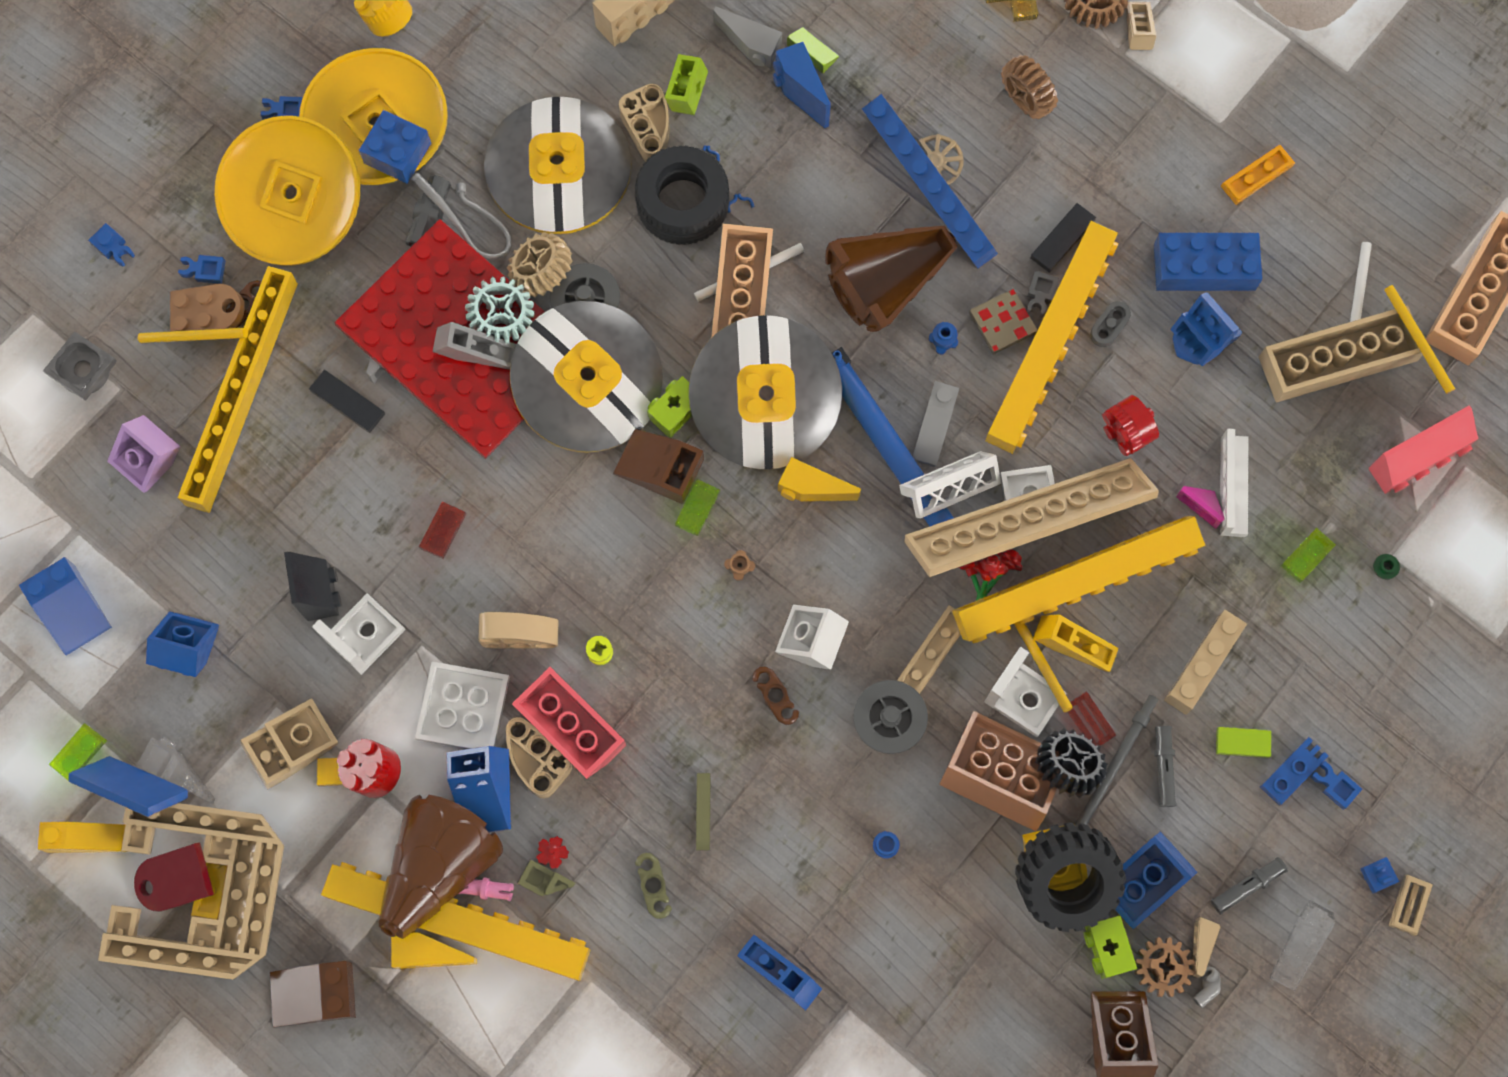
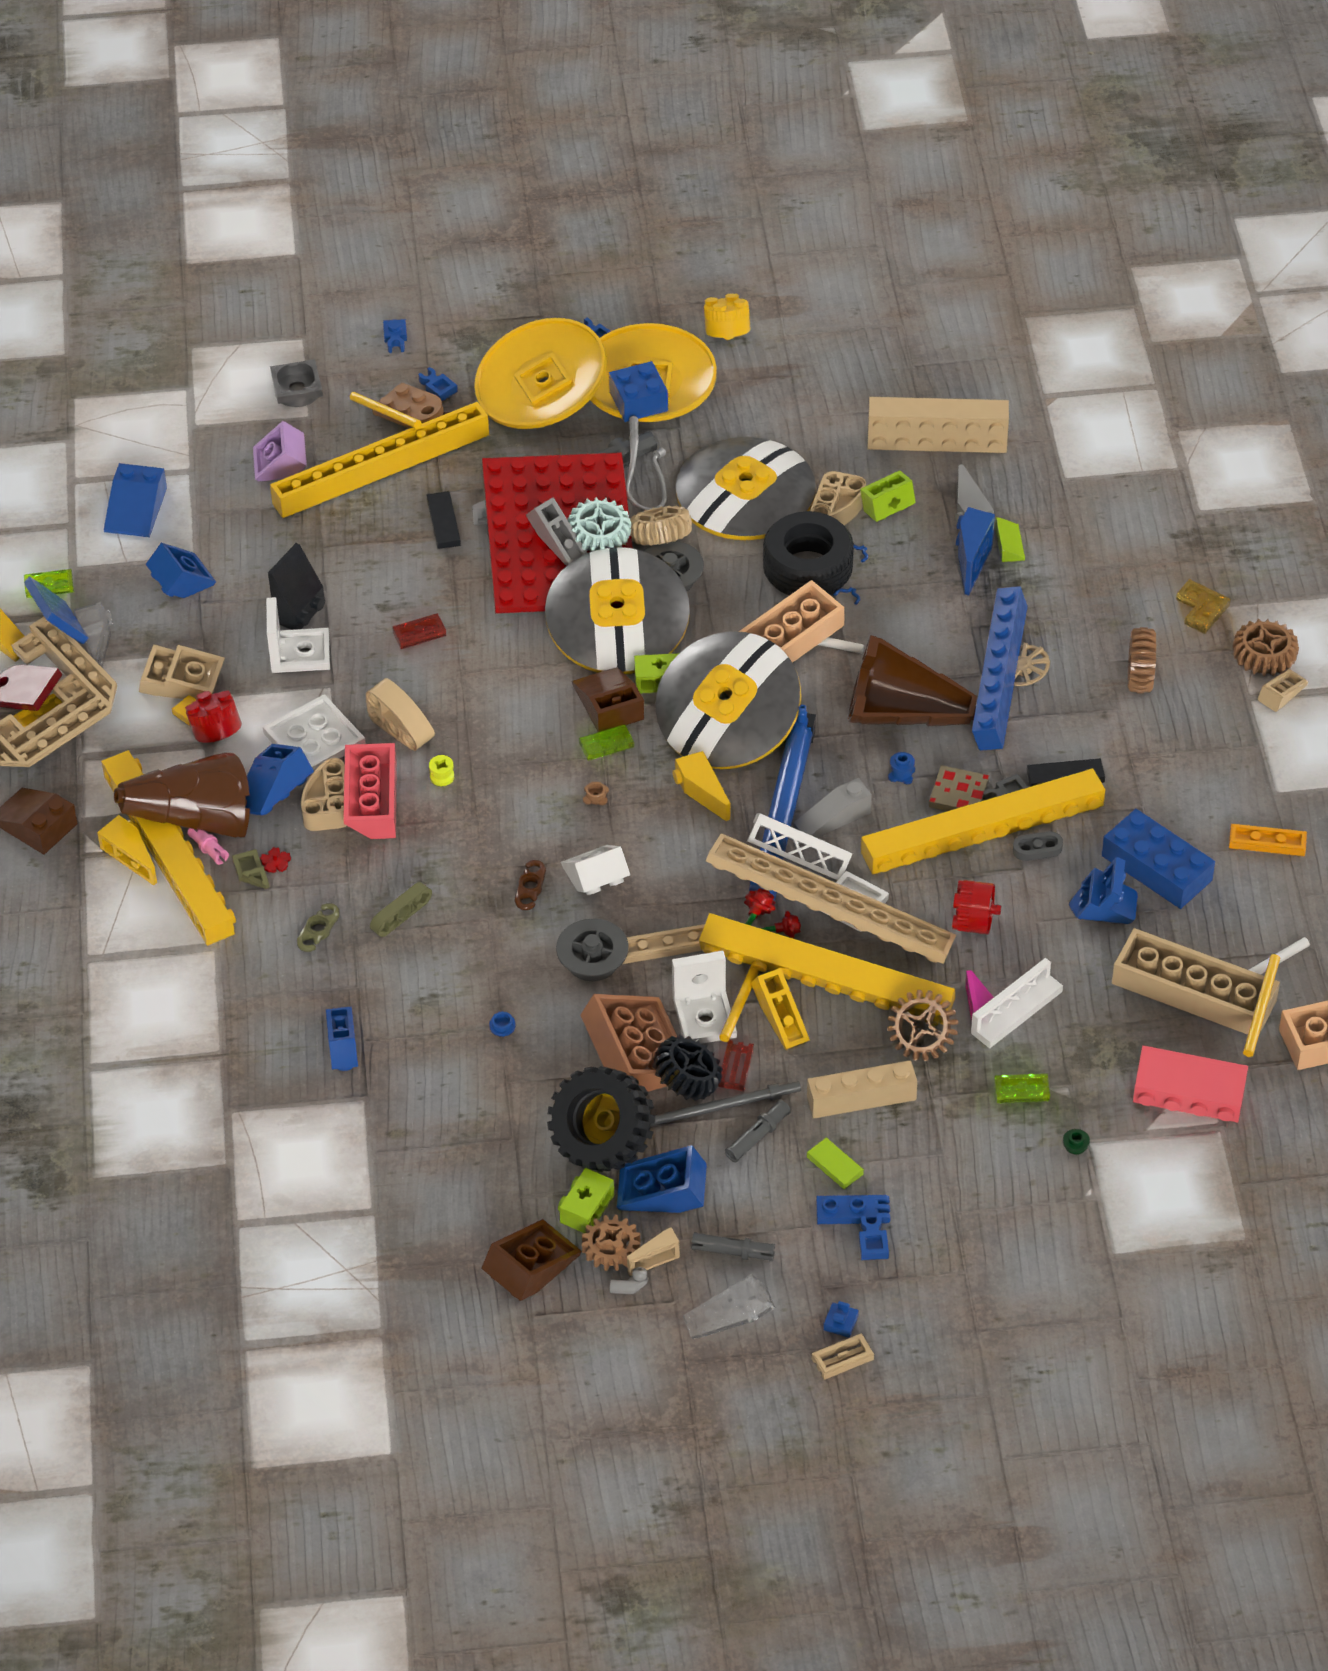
camera: 45 degrees right, 25 degrees down
(1192, 562) = (928, 1014): none -> medium nougat gear

